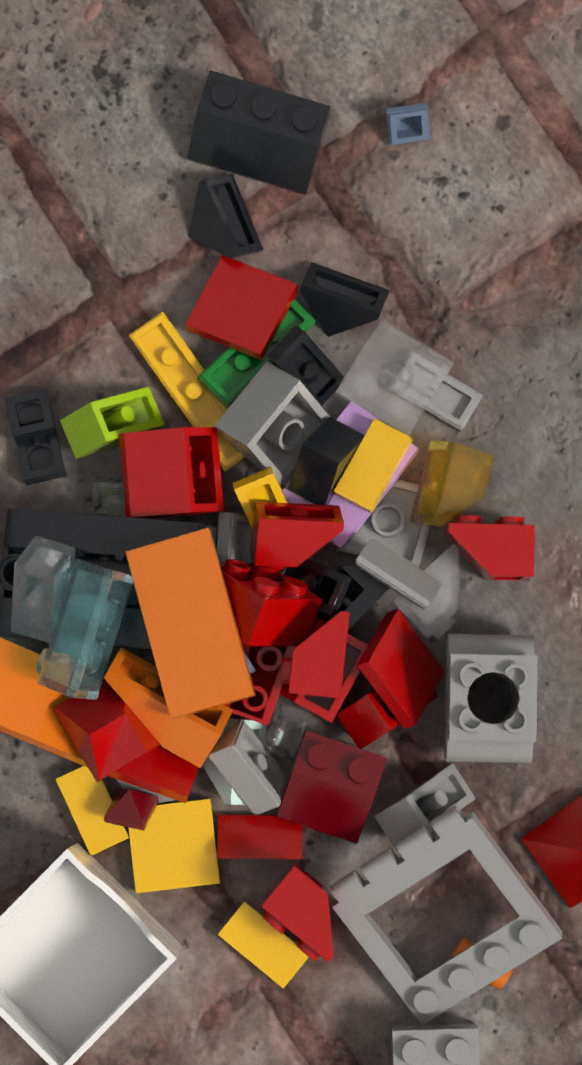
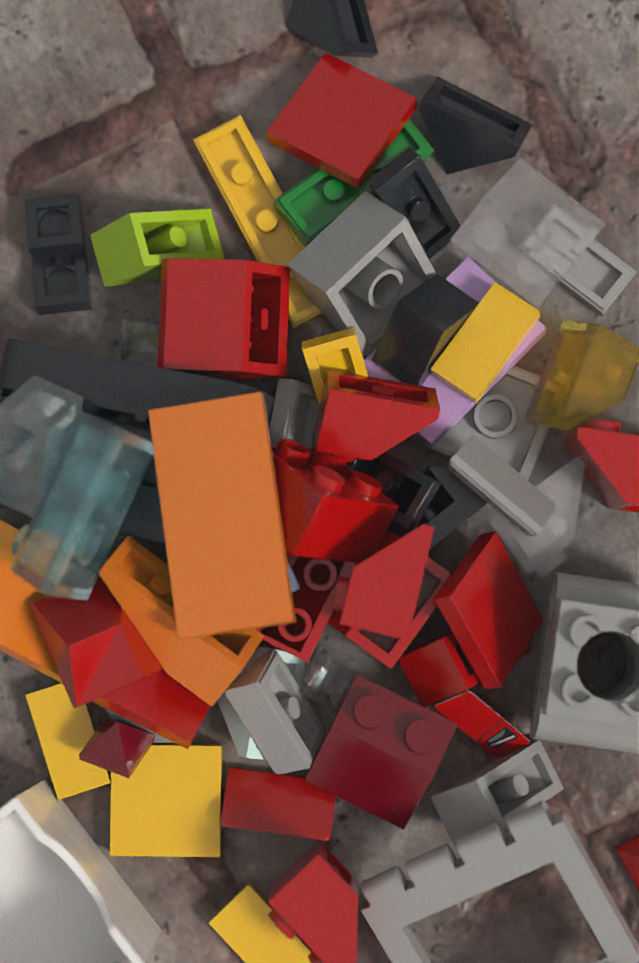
camera: 15 degrees right, 0 degrees up
(406, 756) = (482, 724): none -> red sticker

